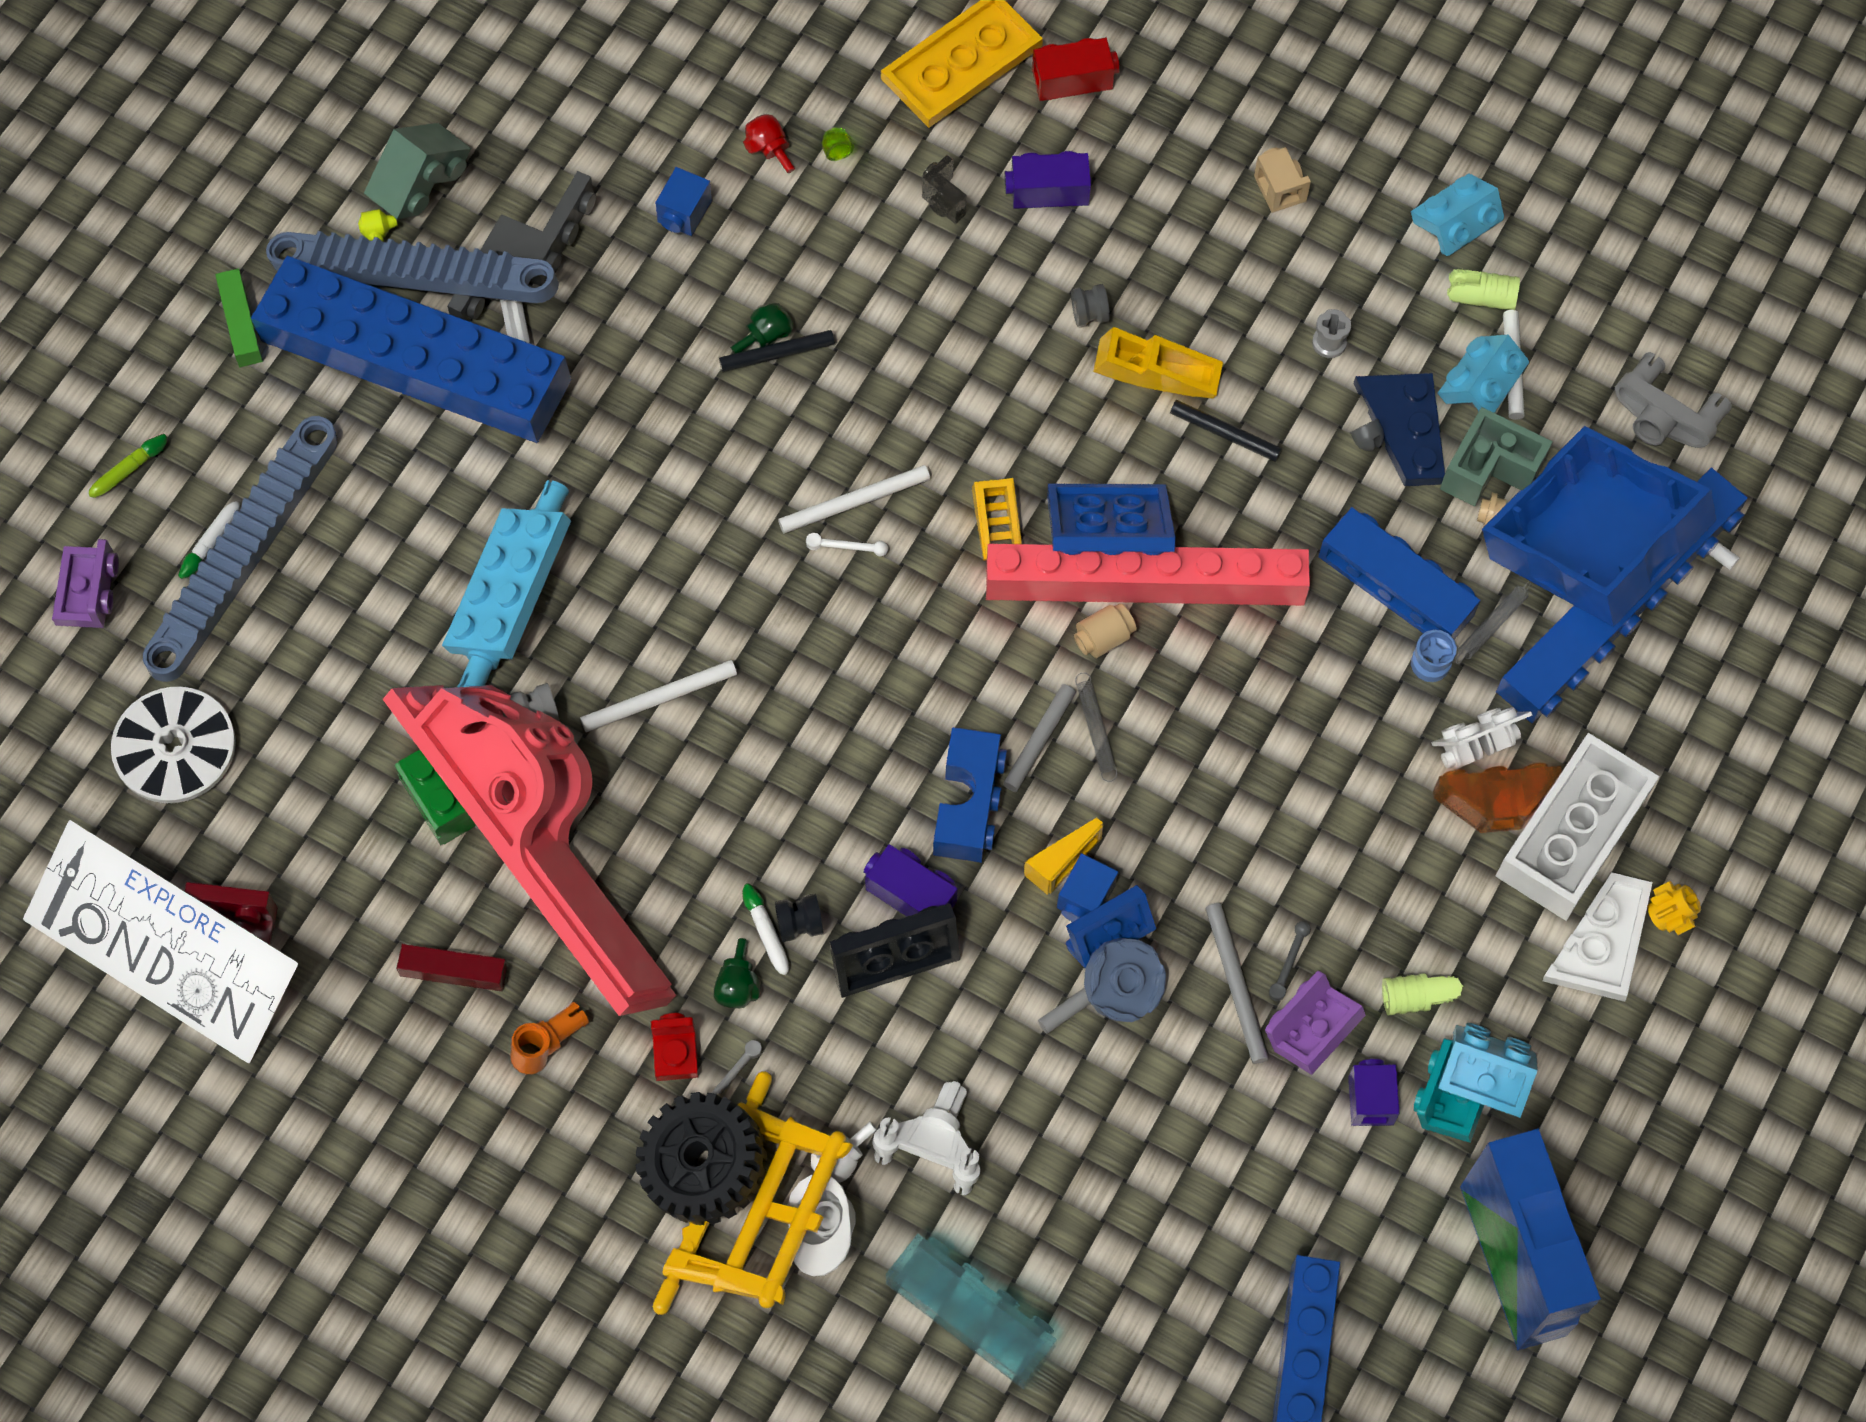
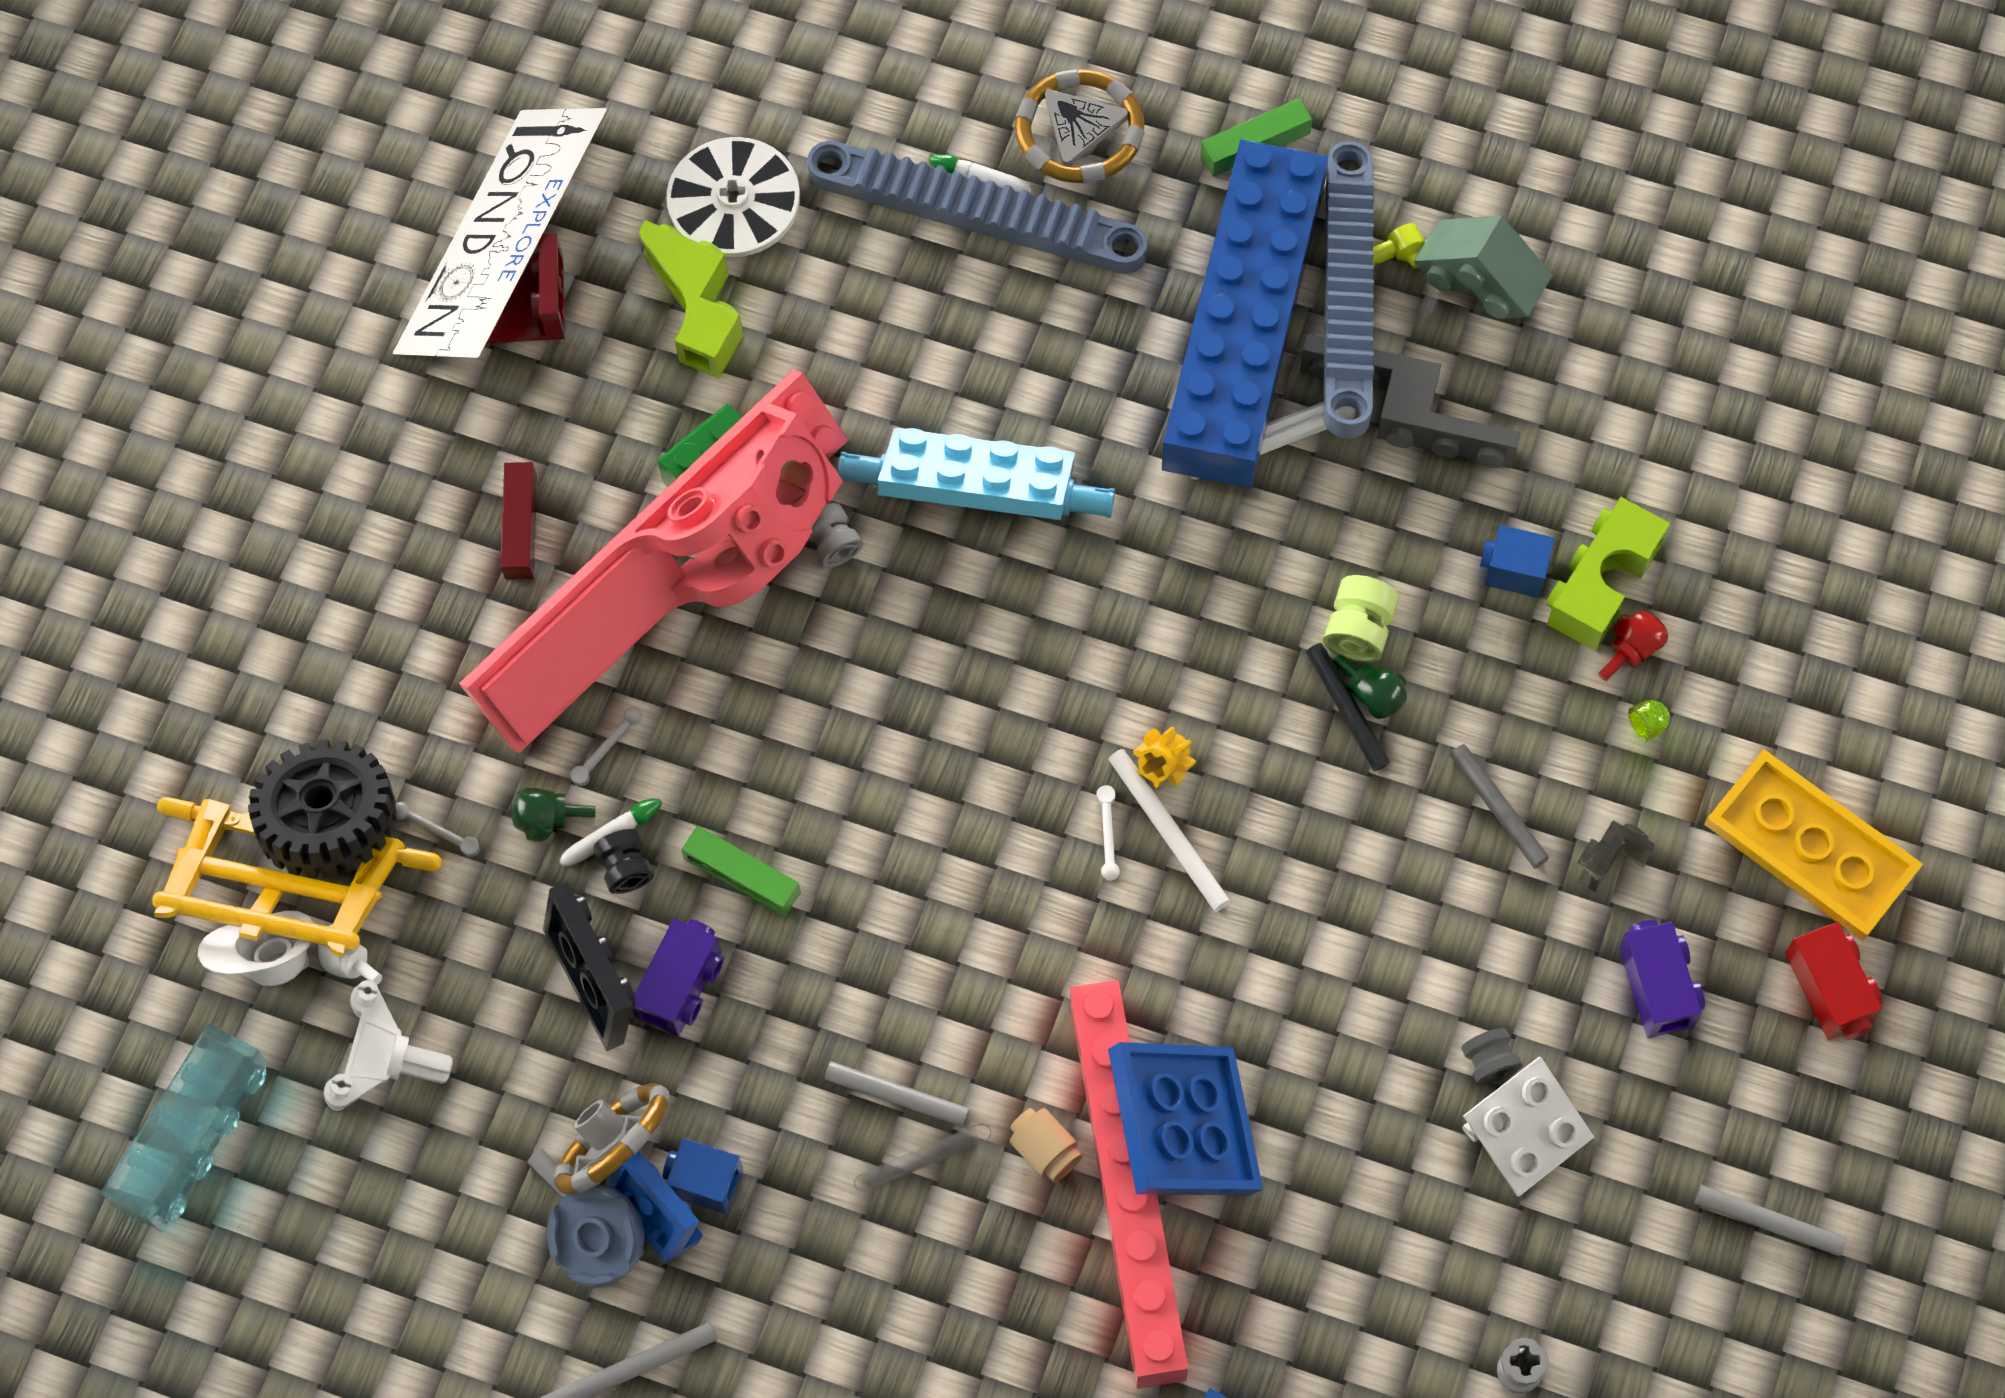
camera: 85 degrees right, 0 degrees up
(84, 585) = (897, 68): medium lavender bracket -> none
(128, 465) = (1043, 69): lime piece -> none
(191, 446) = (1080, 125): none -> piece
(249, 786) = (695, 277): none -> lime arch
(546, 1036) = (450, 628): orange pin -> none
(658, 696) = (876, 665): white bar -> none
(674, 1047) = (456, 763): red bracket -> none
(705, 319) = (1360, 619): none -> yellowish green wheel
(706, 948) = (581, 774): none -> light grey hinge
(728, 164) = (1624, 541): none -> lime arch
(796, 485) = (1164, 757): none -> yellow gear
(824, 827) = (741, 871): none -> bright green piece
(883, 262) = (1499, 806): none -> flat silver bar
(964, 829) = (843, 1027): blue arch -> none
(993, 488) = (1186, 974): yellow slope -> none
(1052, 947) = (609, 1137): none -> light grey piece
(1056, 862) = (730, 1132): yellow slope -> none
(1146, 294) = (1527, 1126): none -> white hinge
(1157, 364) = (1427, 1155): yellow slope -> none
(1226, 430) = (1357, 1255): black bar -> none
(1244, 155) = (1770, 1220): none -> light grey bar
(1281, 179) = (1739, 1267): tan brick -> none

